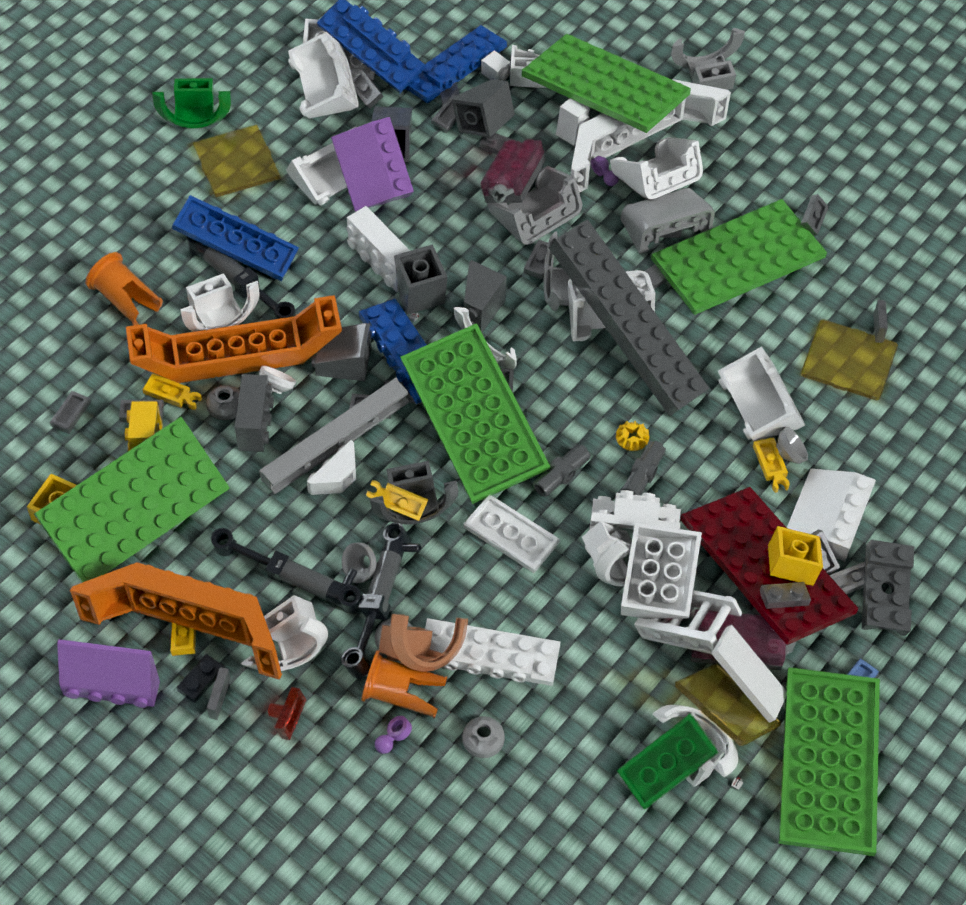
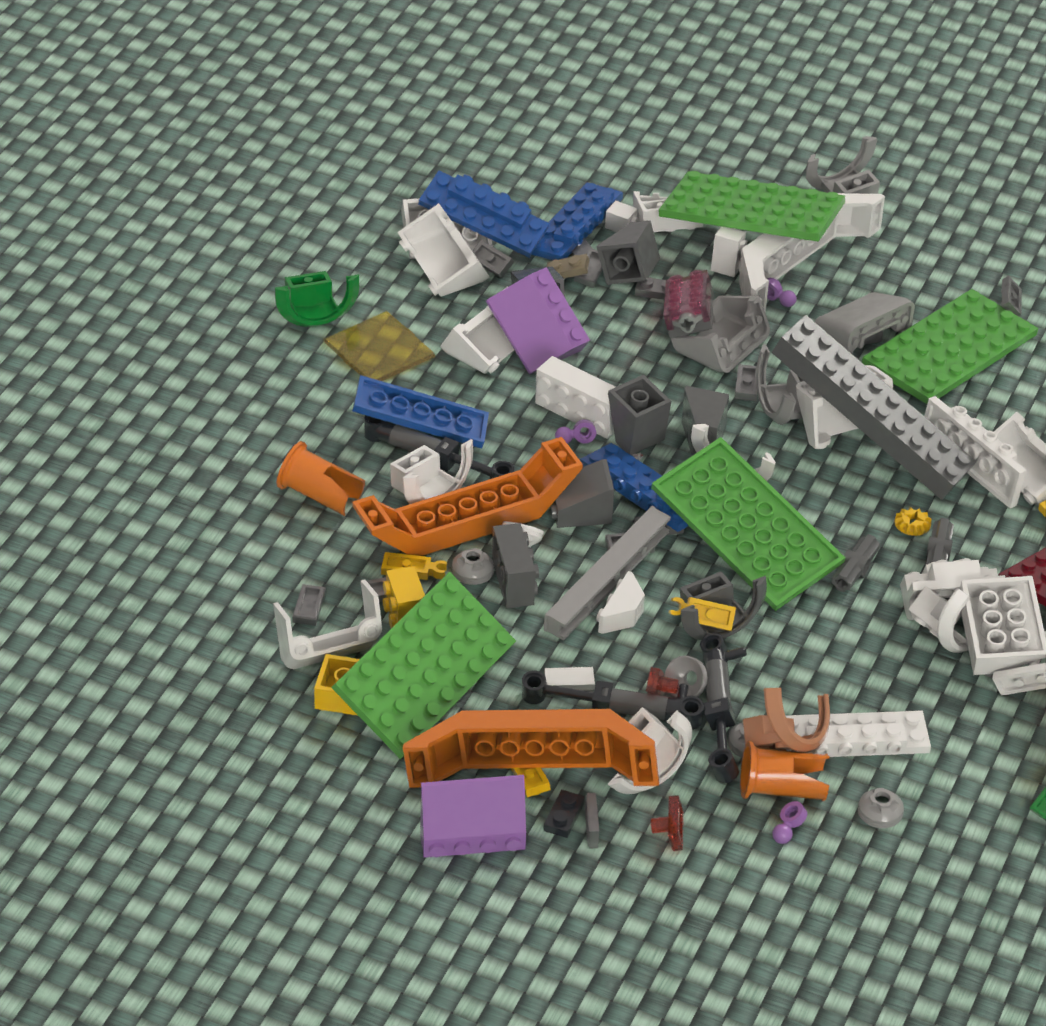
camera: 15 degrees left, 15 degrees down
(60, 460) = (305, 651): none -> white windscreen
(261, 537) = (575, 677): none -> white tile
(328, 563) = (658, 683): none -> clear red tile
(357, 282) = (568, 434): none -> medium lavender plate
(428, 110) = (571, 266): none -> dark tan plate
(511, 533) = (828, 628): white tile -> none
(675, 166) = (843, 277): white windscreen -> none
(710, 362) = (996, 462): none -> white plate

